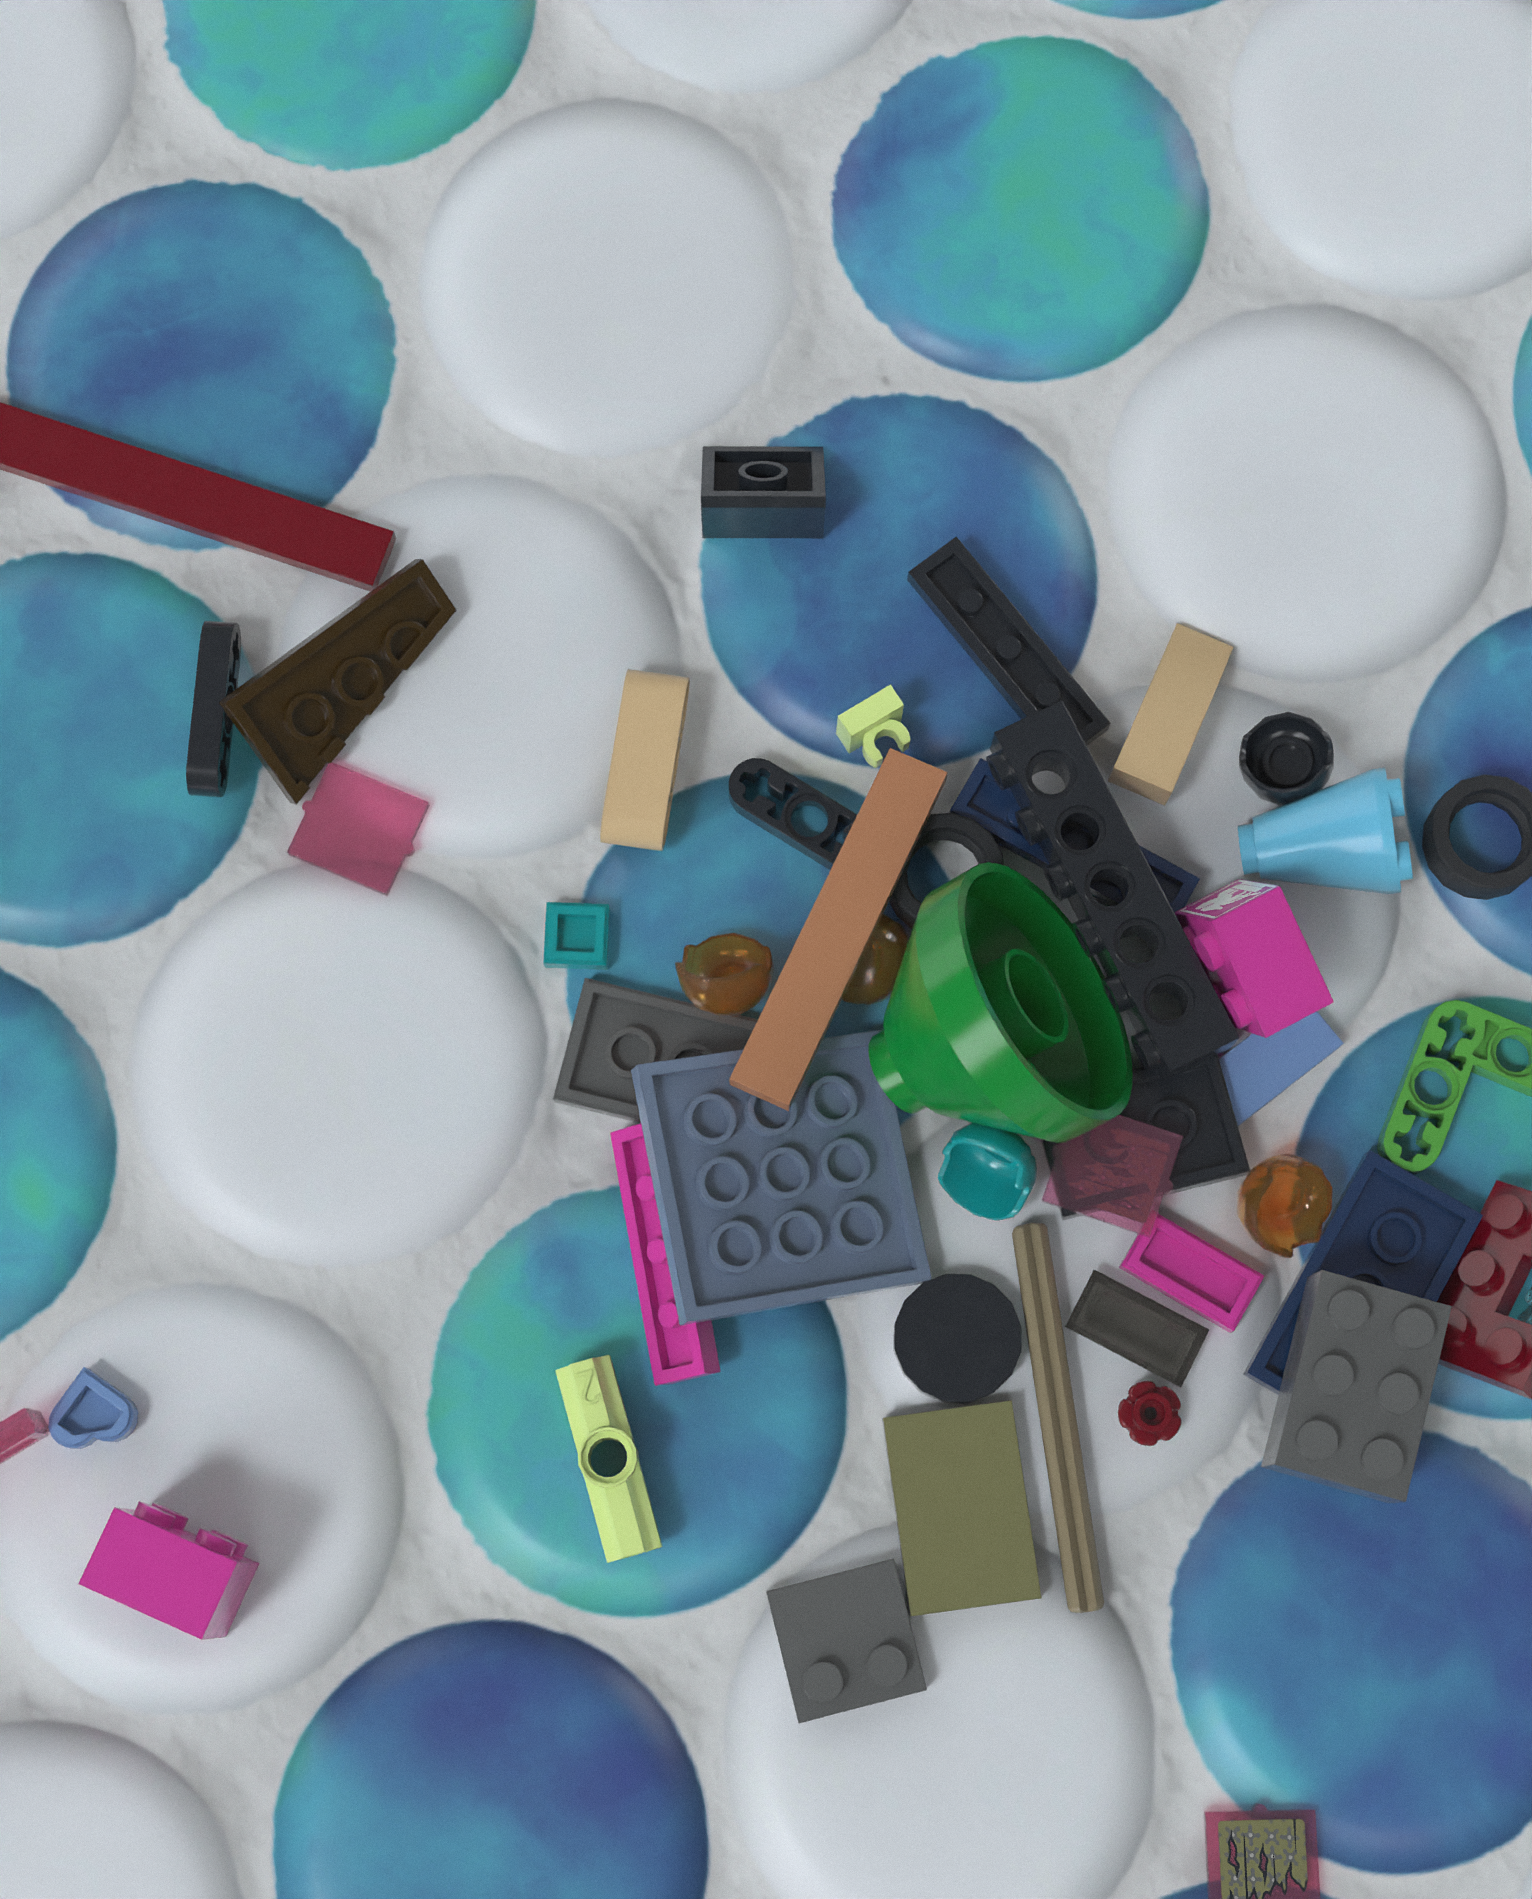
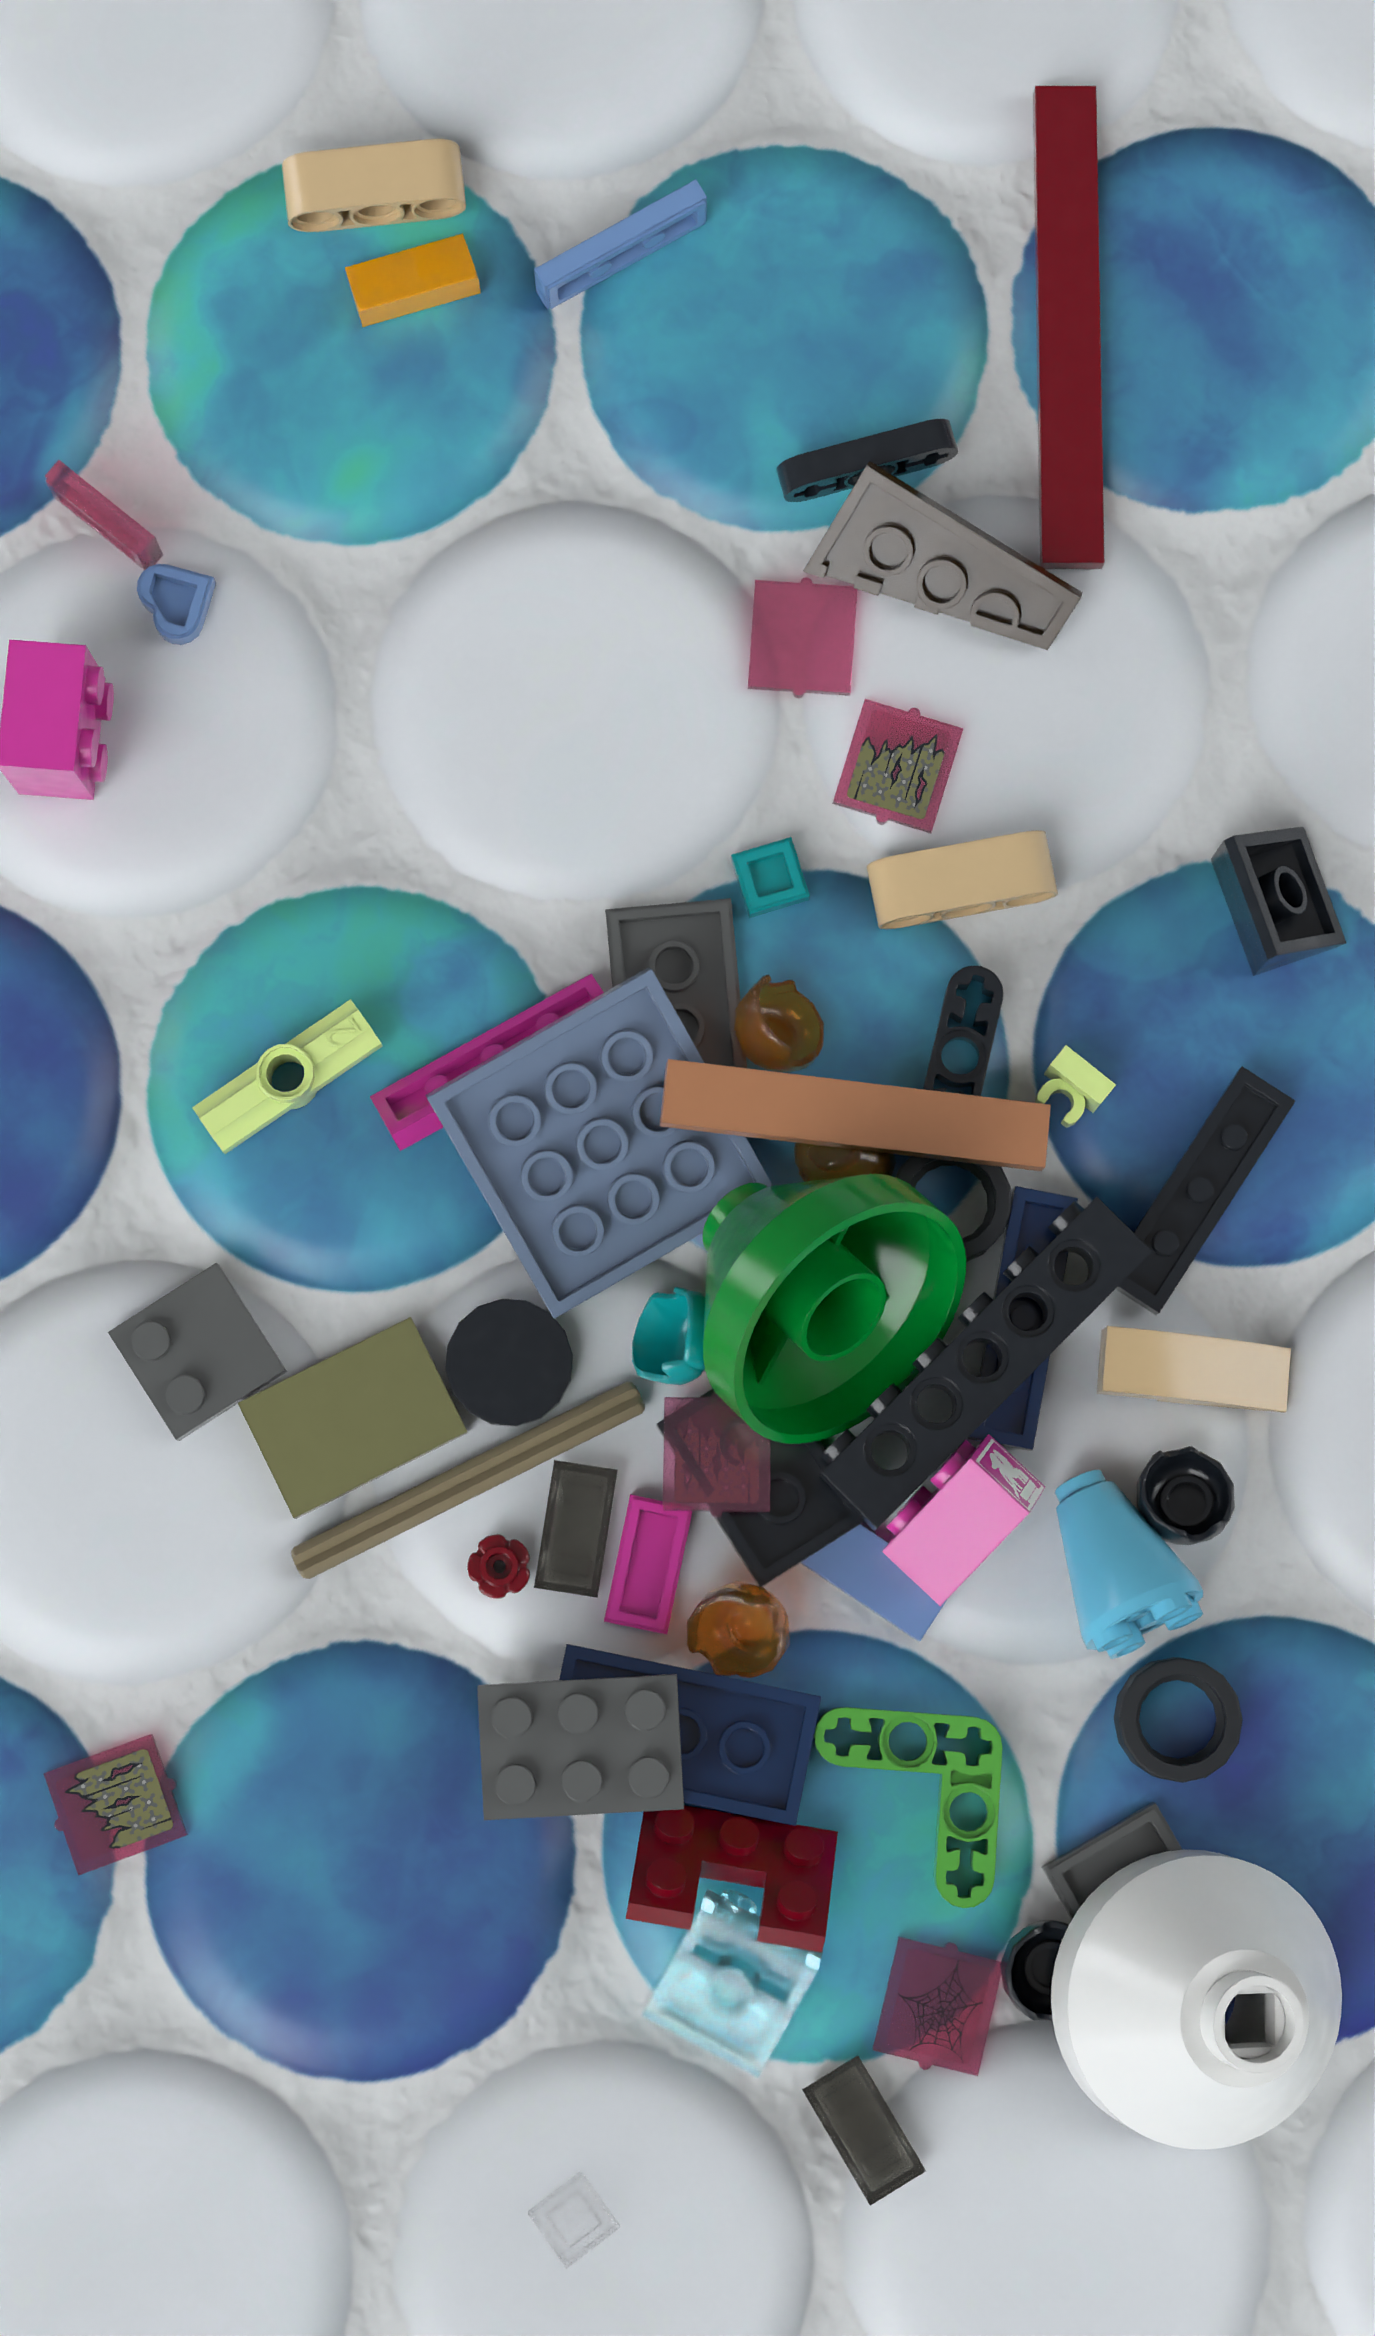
camera: 70 degrees right, 5 degrees up
(513, 783) = (897, 766): none -> piece

